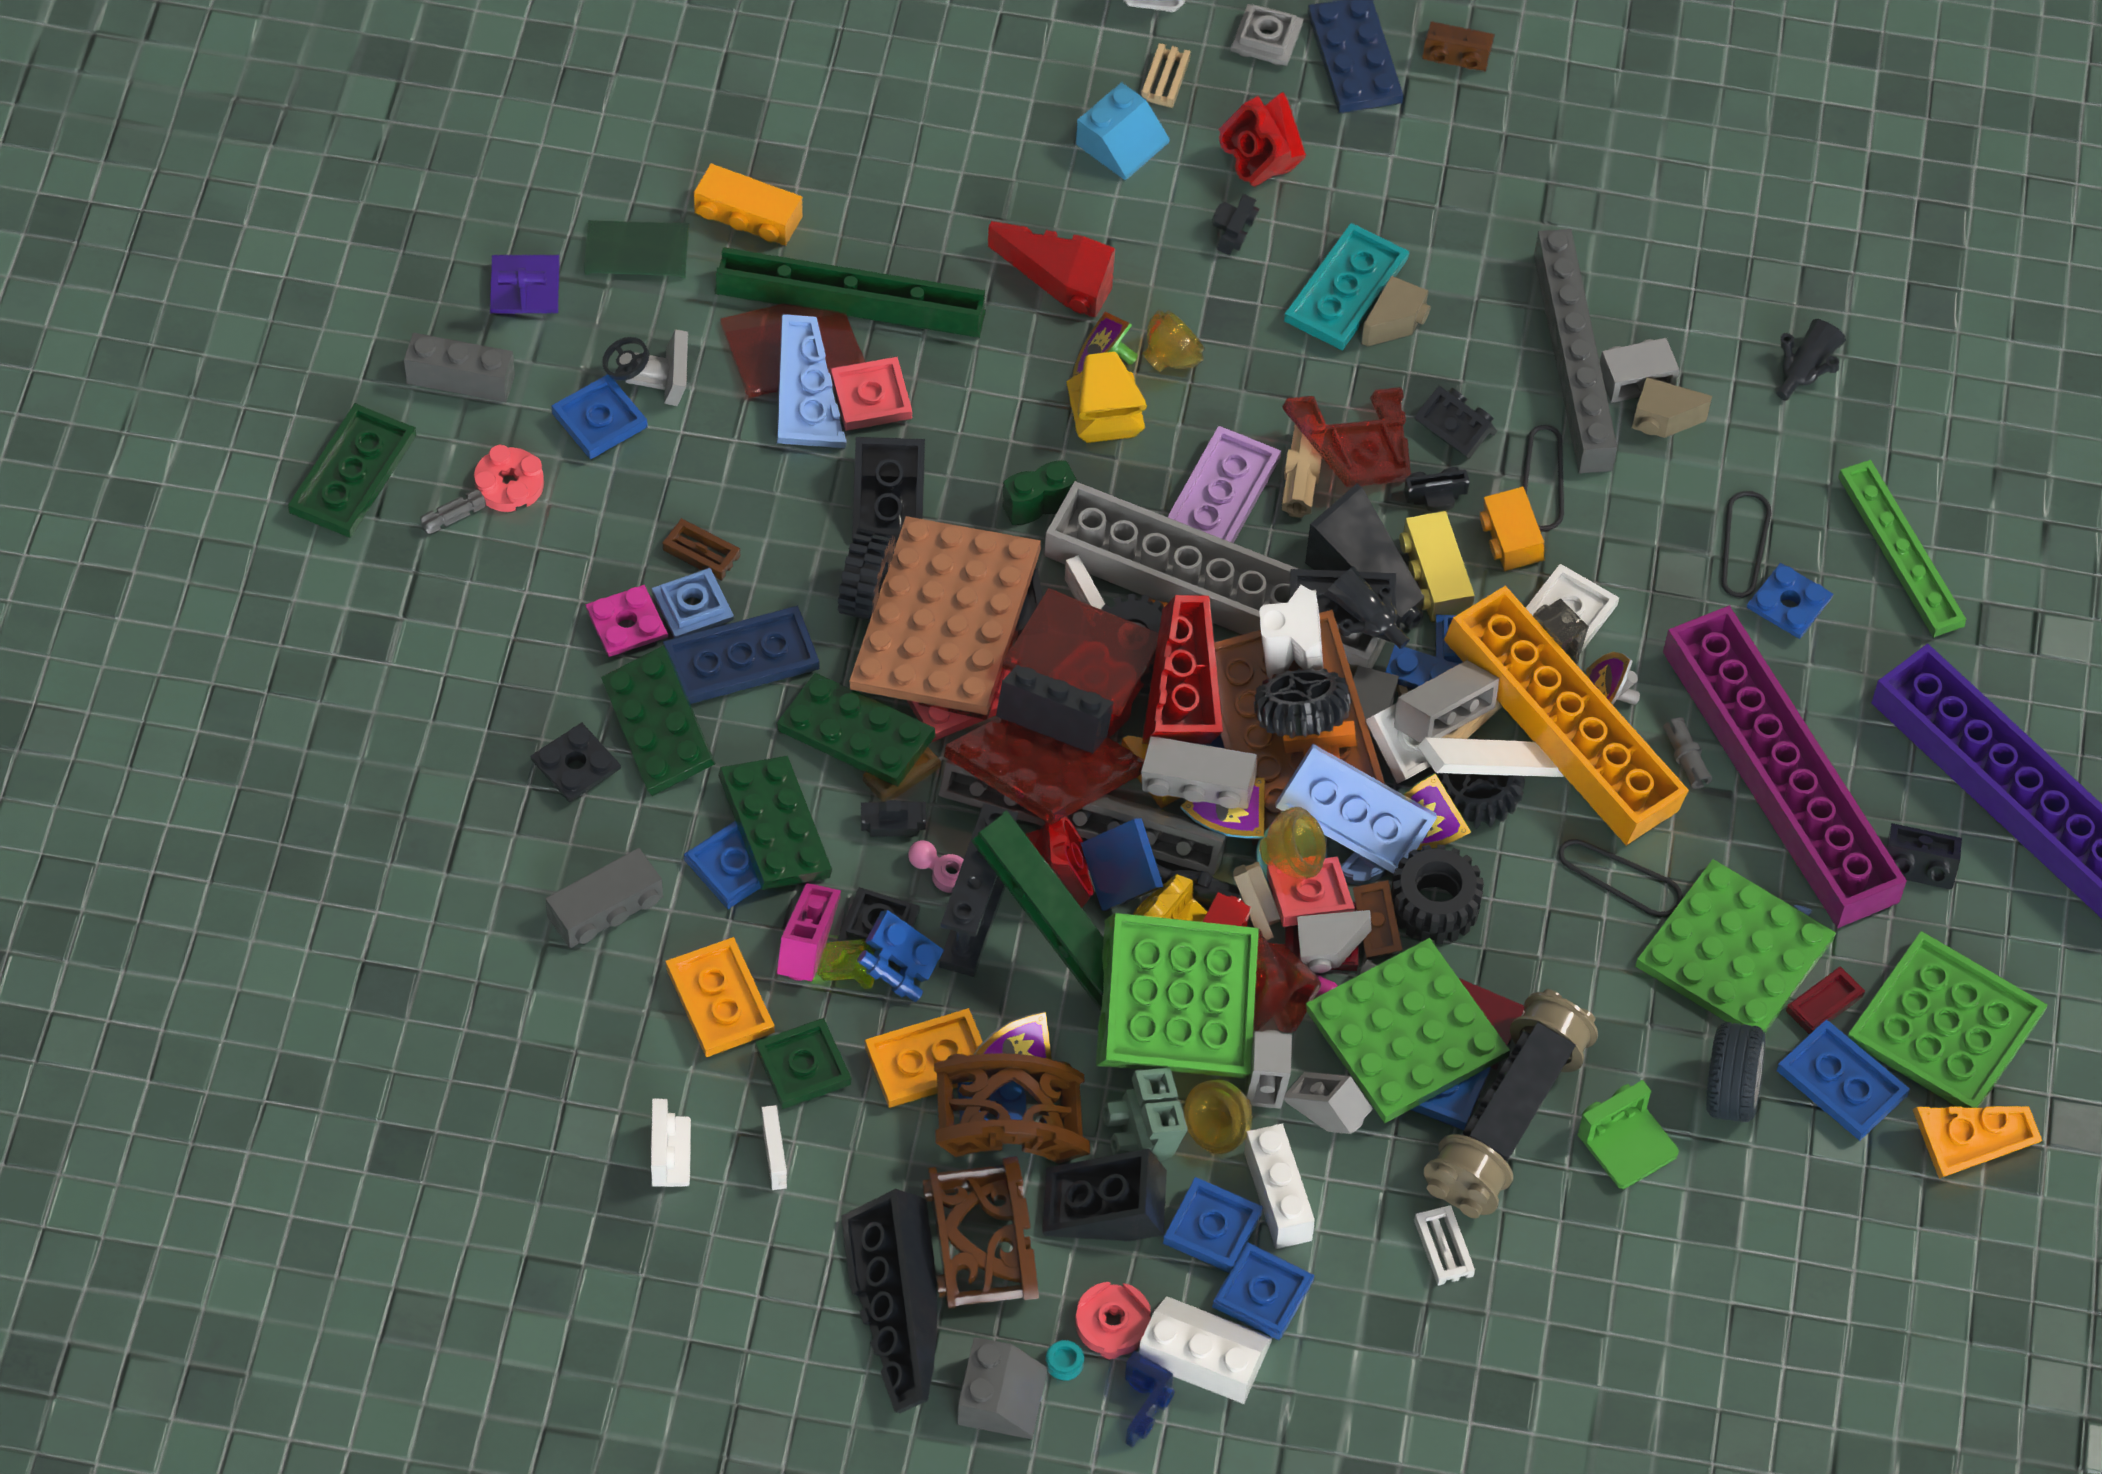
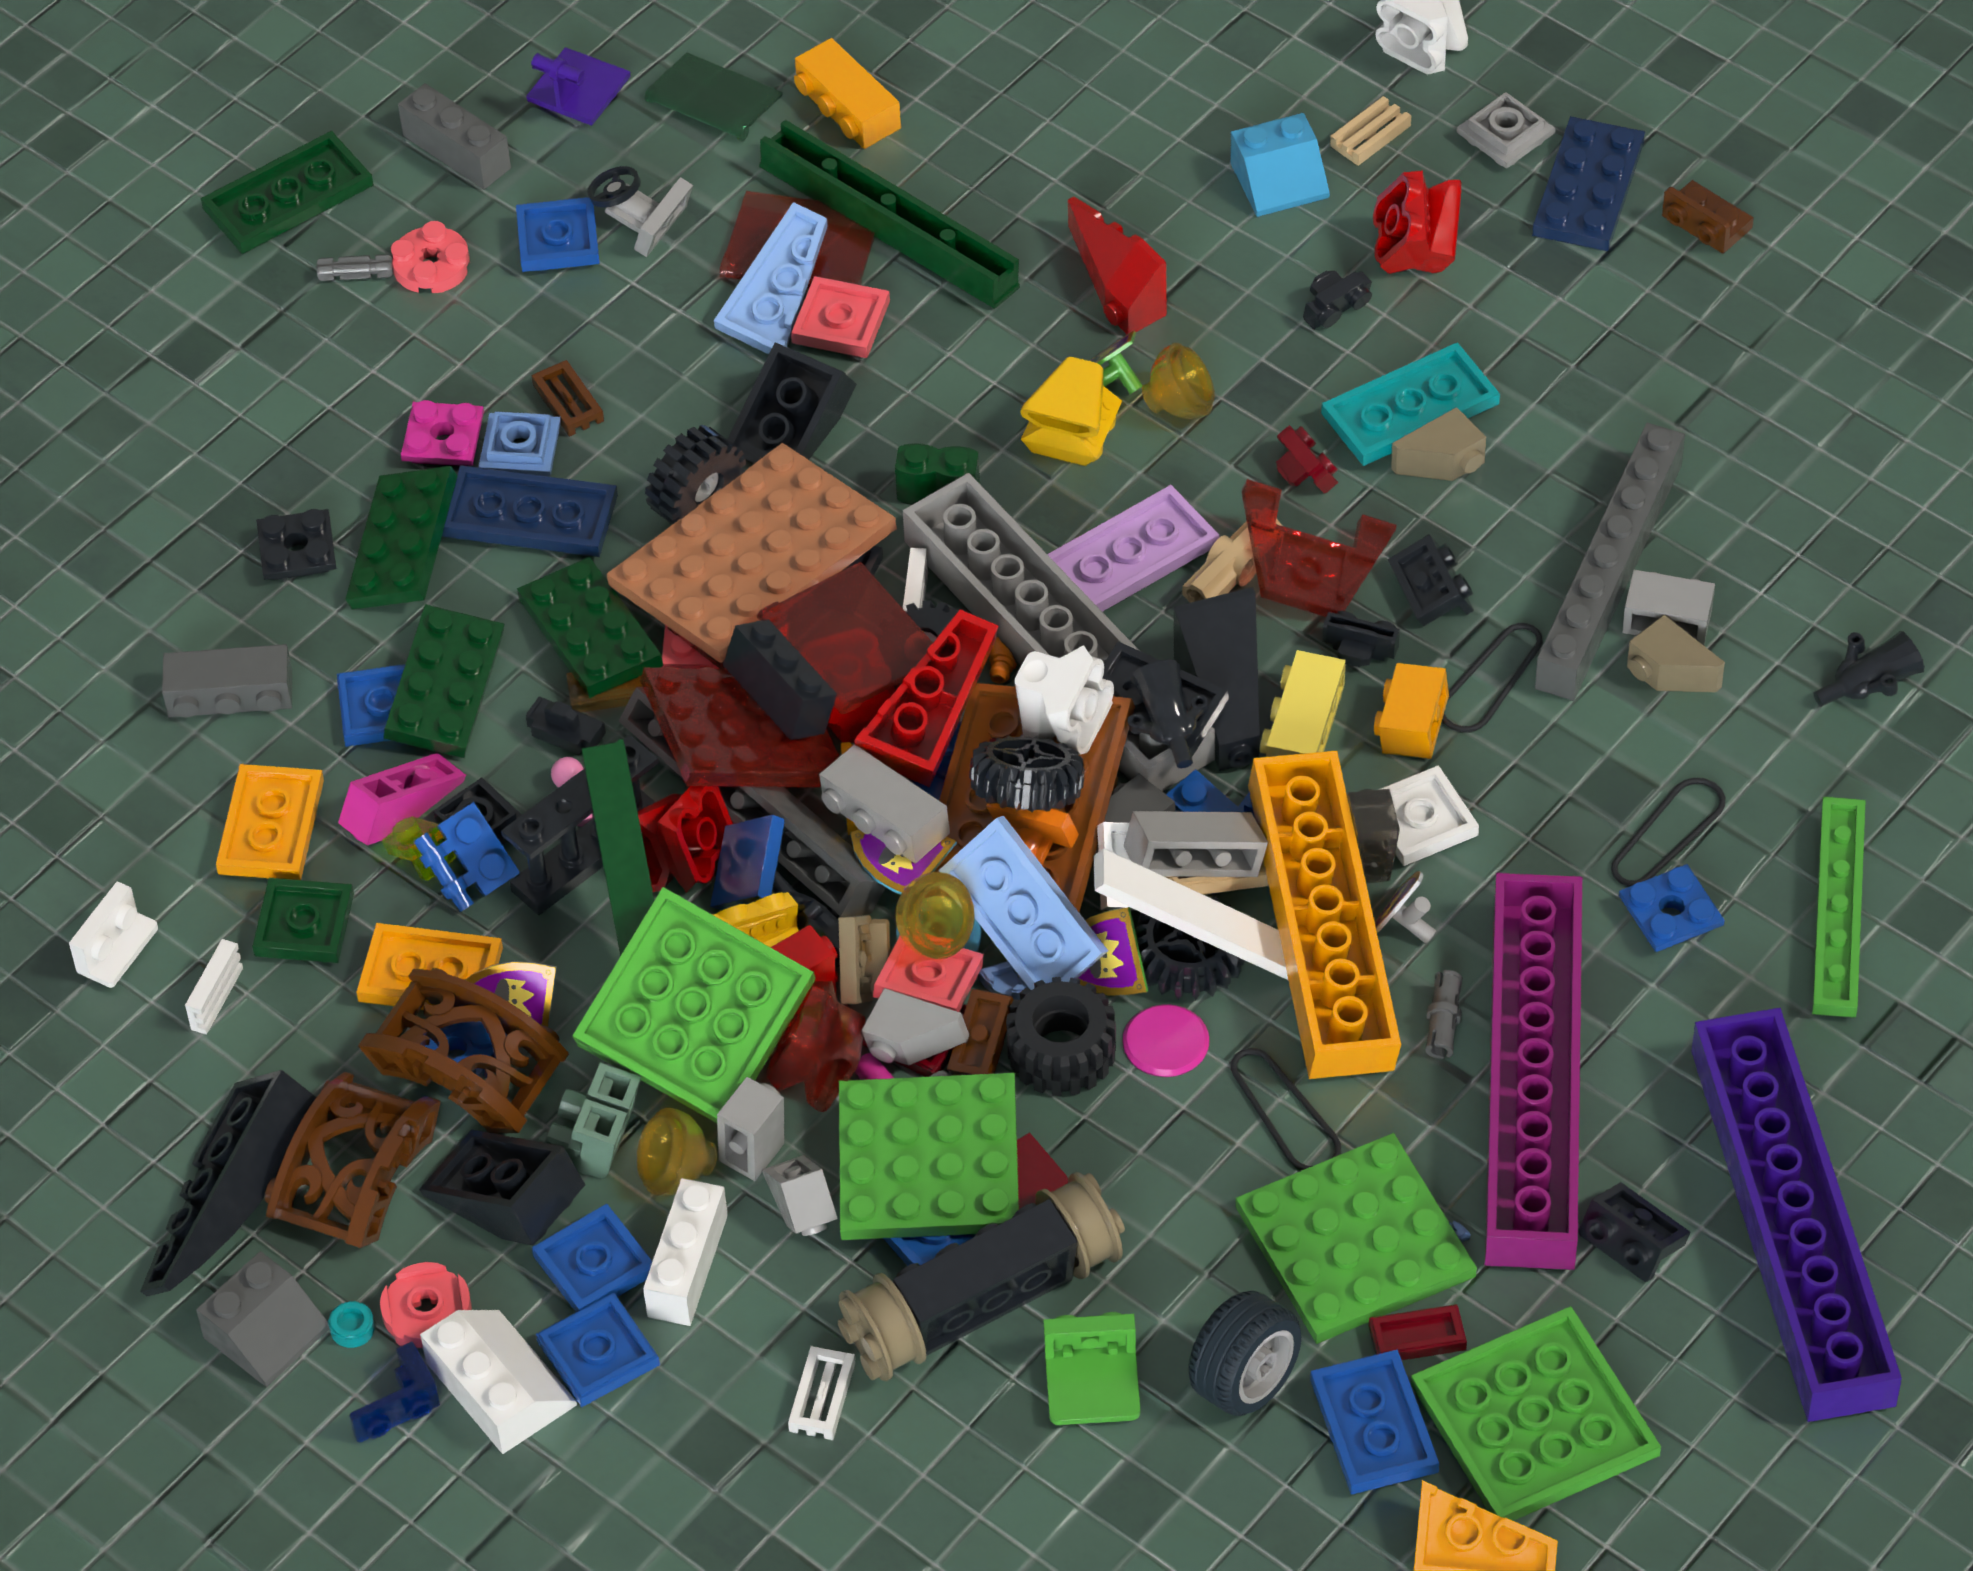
camera: 35 degrees right, 5 degrees down
(1299, 365) = (1302, 462): none -> dark red piece
(1504, 862) = (1165, 1040): none -> dark pink piece

